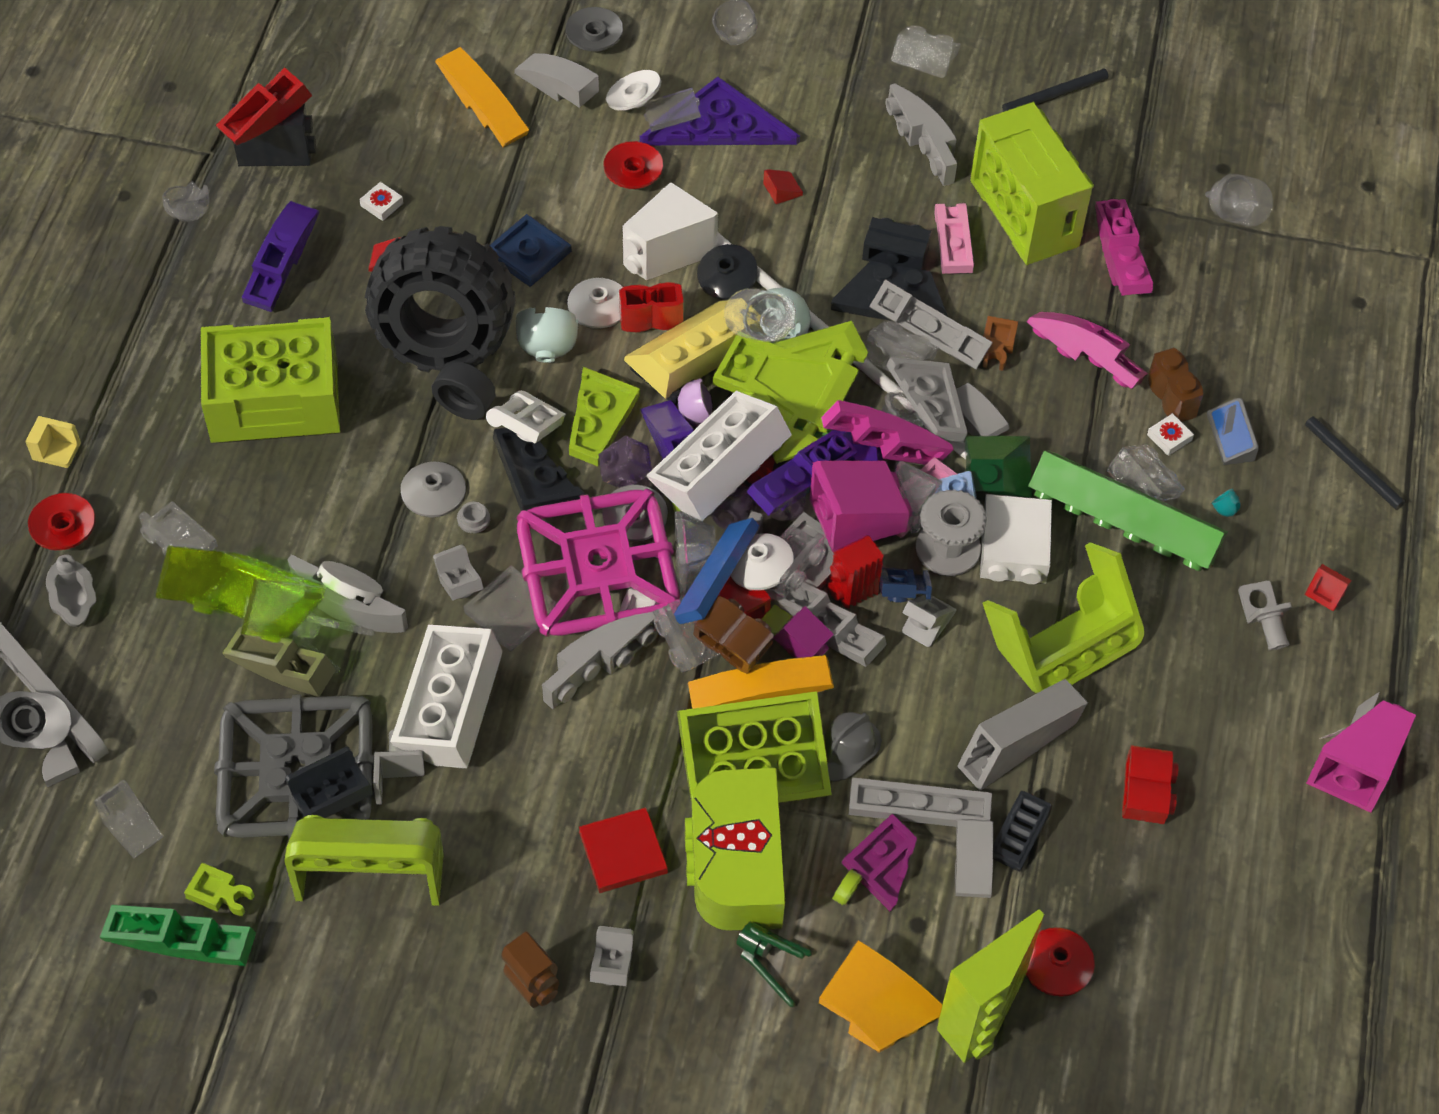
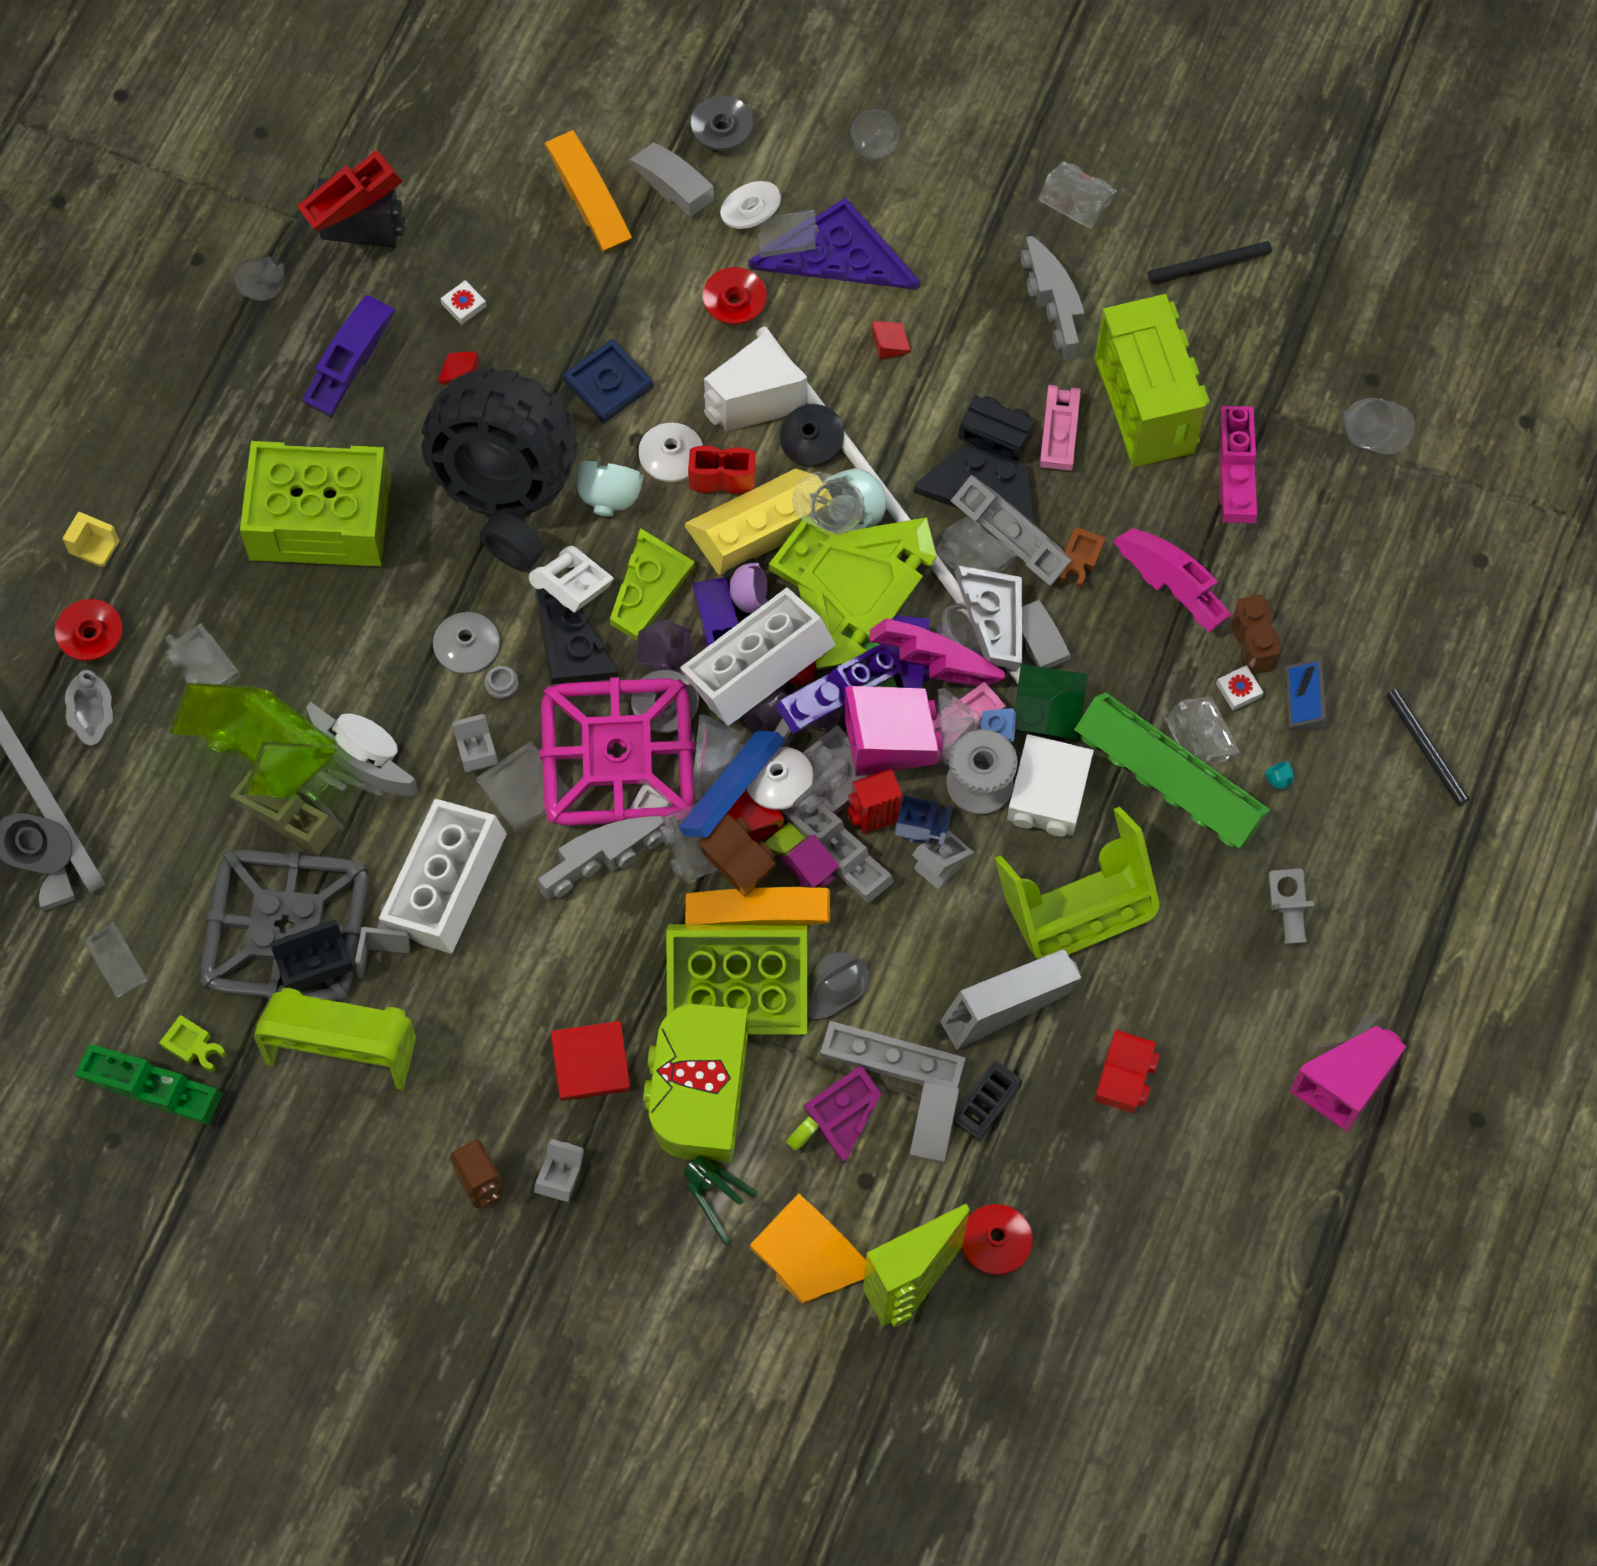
camera: 10 degrees right, 10 degrees up
(1327, 587) = (1361, 885): red tile -> none

